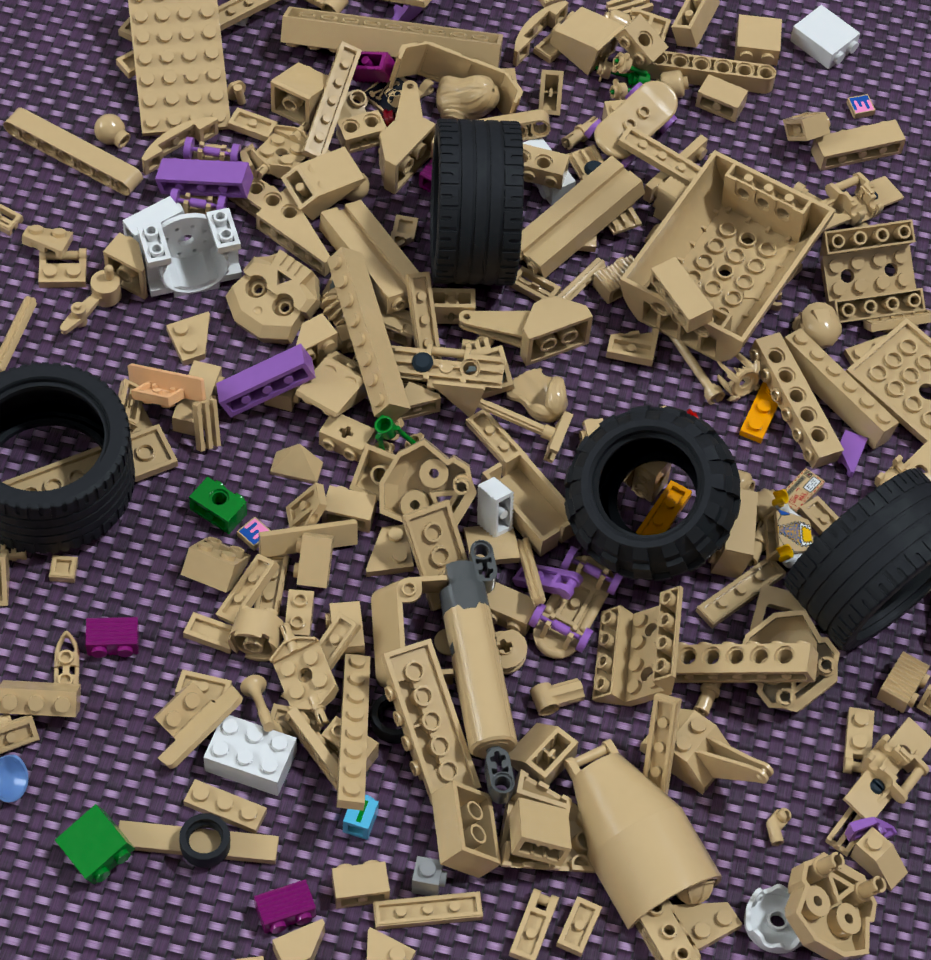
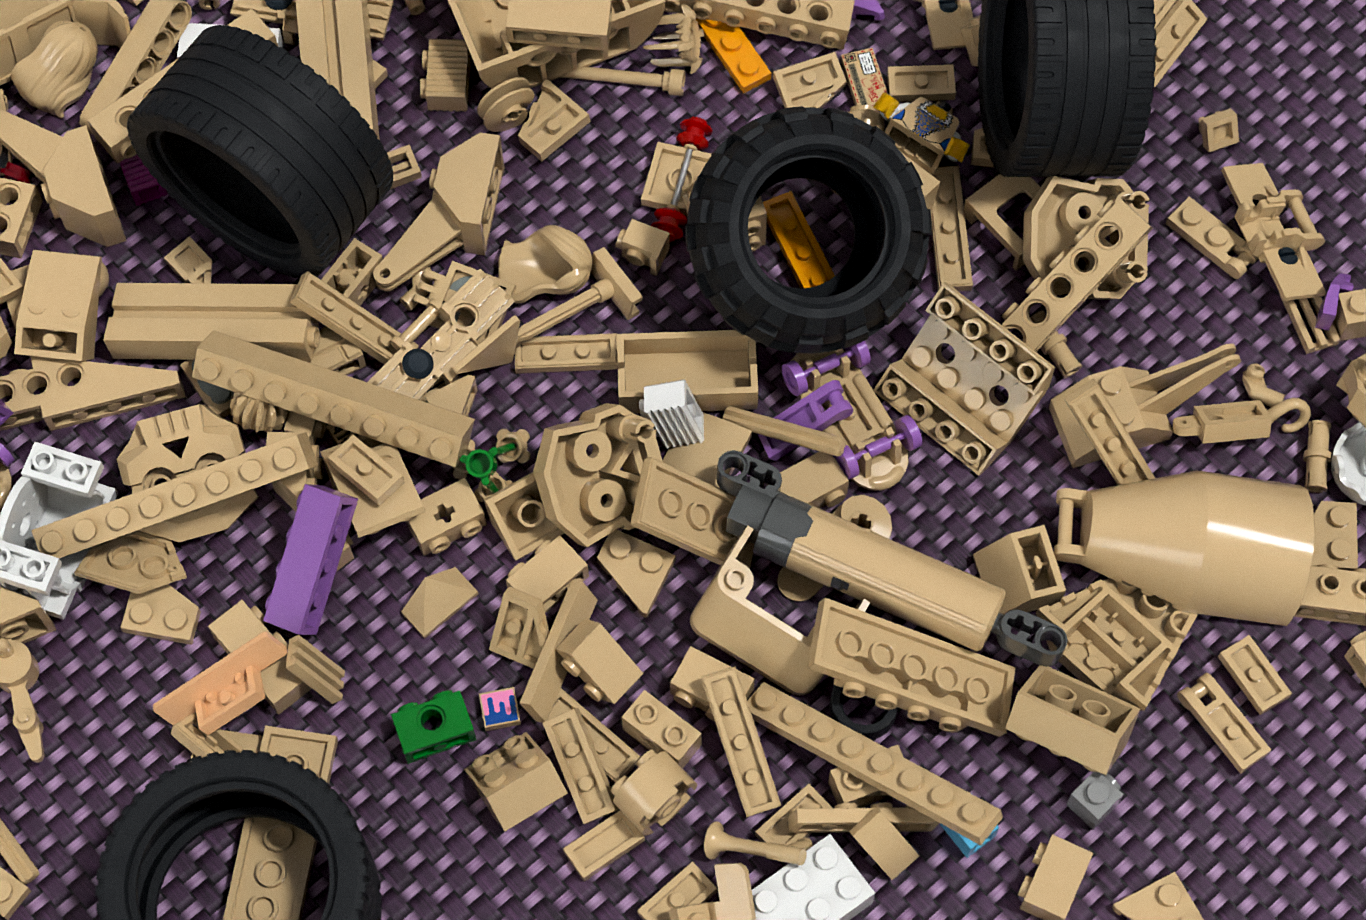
camera: 50 degrees left, 10 degrees up
(206, 305) = (133, 563): none -> tan tile
(251, 294) = (176, 497): none -> tan brick
(291, 661) = (783, 778): tan plate -> none
(311, 773) = (884, 843): none -> tan slope
(335, 371) = (366, 469): none -> tan plate
(427, 910) = (1129, 827): tan tile -> none
(540, 831) = (1134, 639): tan brick -> none
(550, 697) = (952, 515): tan piece -> none
(581, 280) = (418, 126): tan axle -> none
(622, 315) = (506, 104): none -> tan piece
(742, 821) = (1239, 420): none -> tan piece
(756, 881) = (1317, 456): none -> tan pin
(770, 463) = (810, 82): none -> tan wing
(903, 682) = (1177, 143): tan brick -> none

